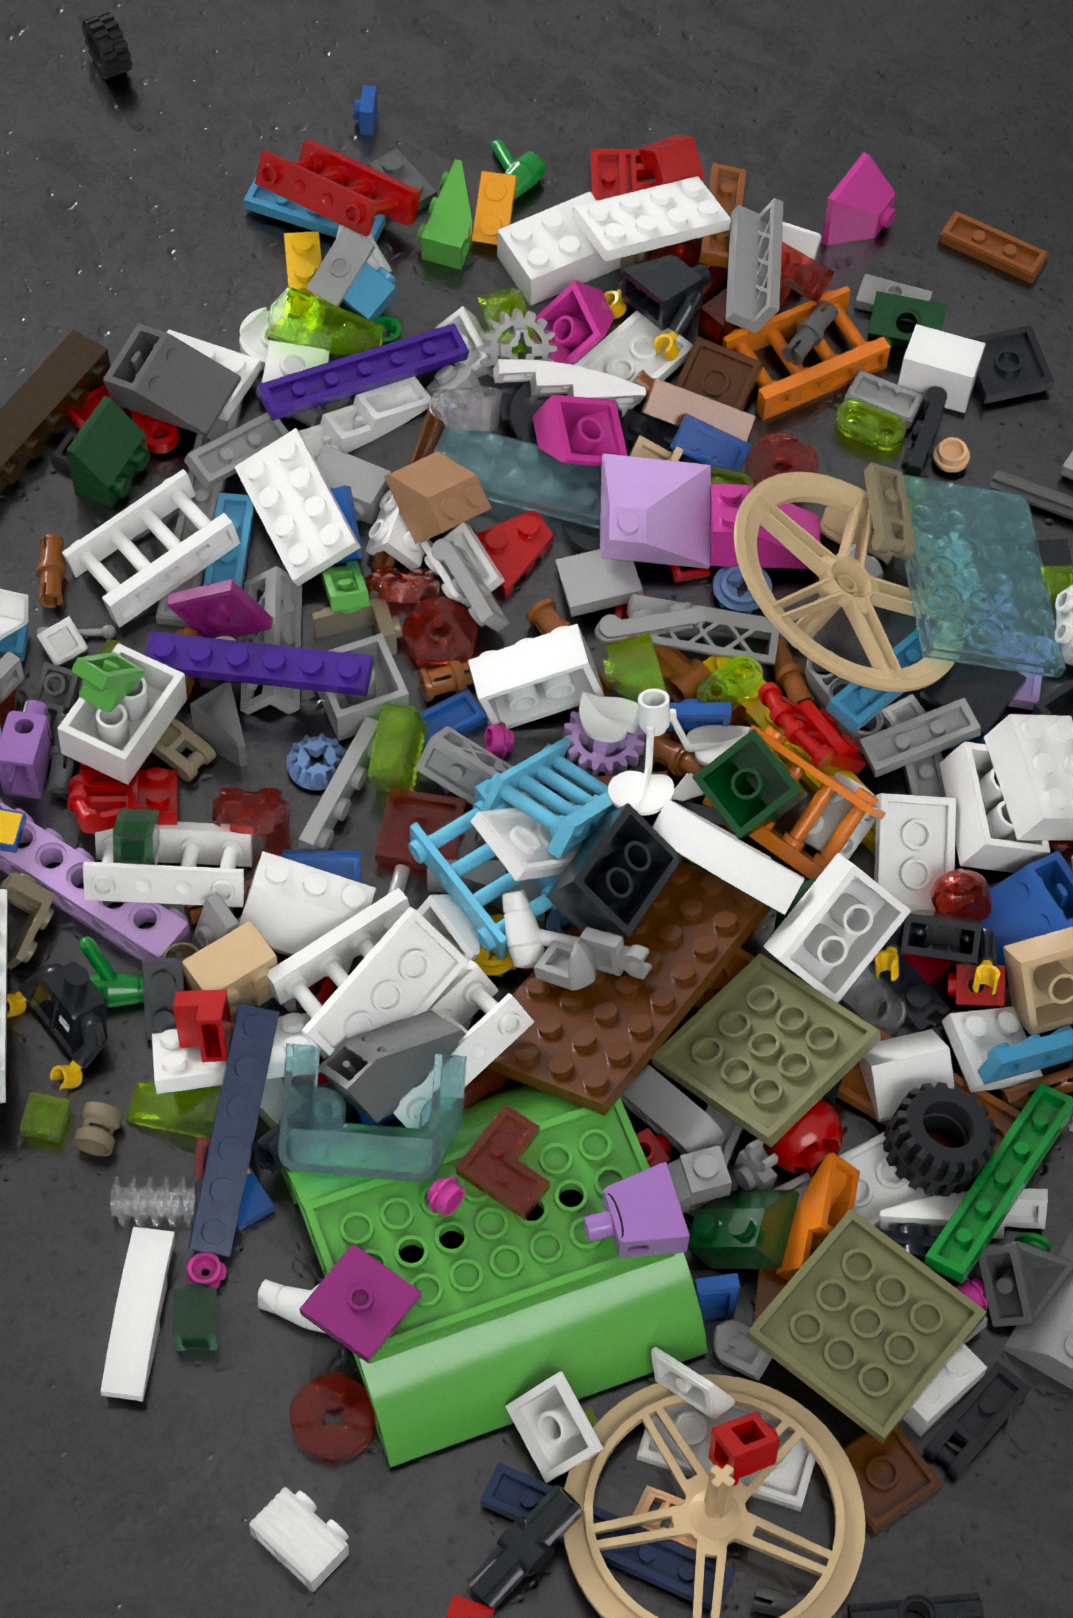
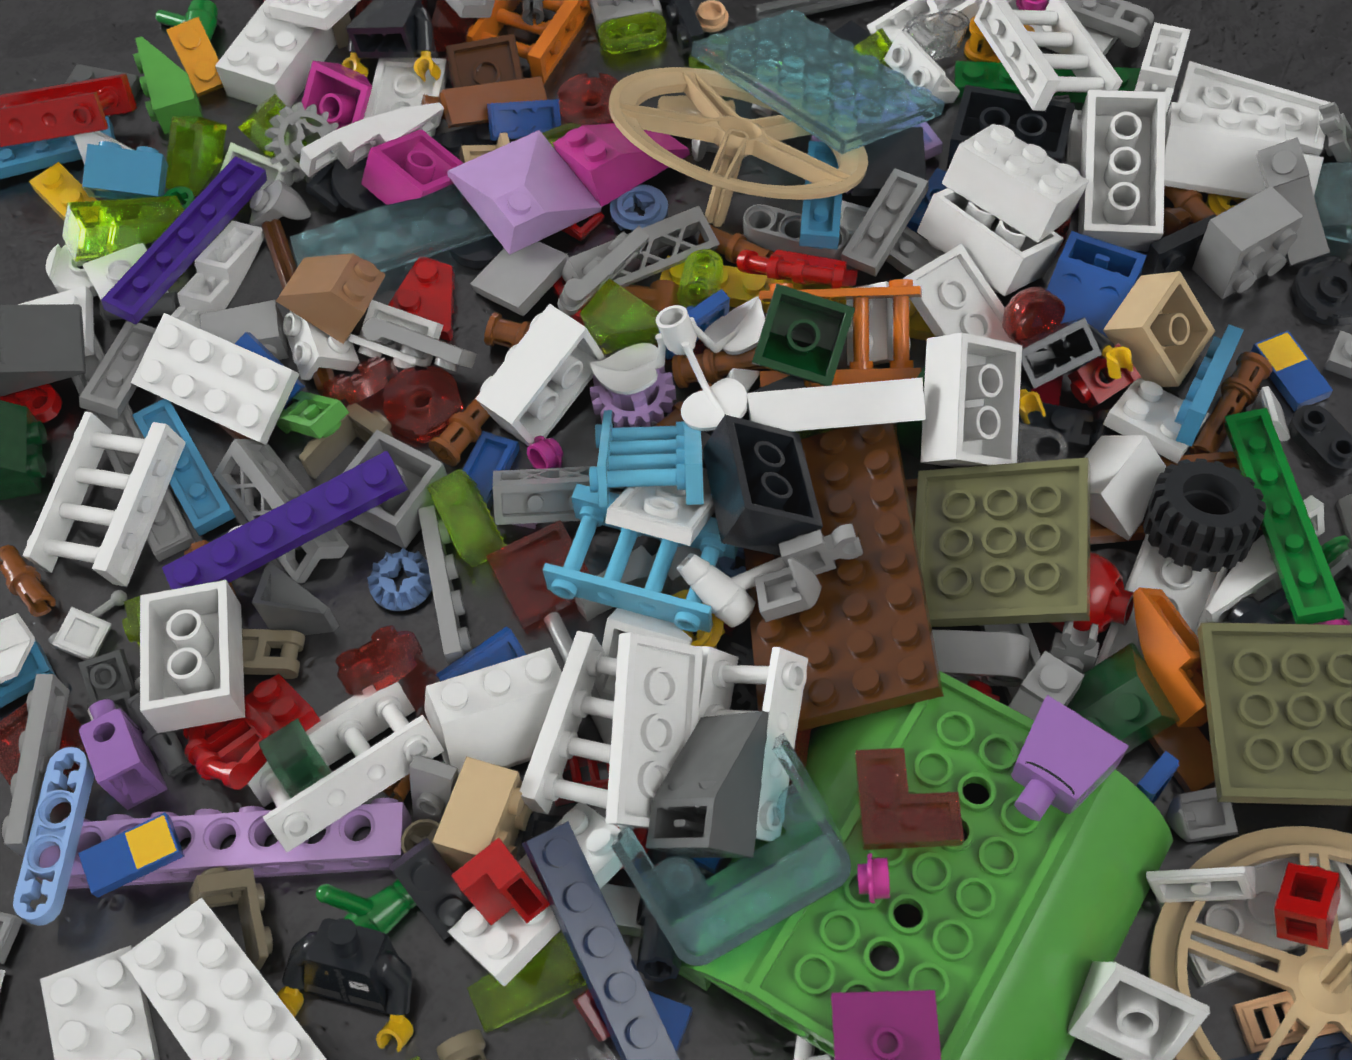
camera: 30 degrees left, 0 degrees up
(106, 679) = (156, 633): bright green slope -> none
(220, 610) = (213, 505): magenta plate -> none
(340, 267) = (102, 164): light grey plate -> none
(366, 110) = (27, 50): blue plate -> none
(428, 294) = (193, 151): none -> clear neon green slope
(467, 408) = (299, 212): clear piece -> none
(889, 511) = (718, 68): dark tan plate -> none

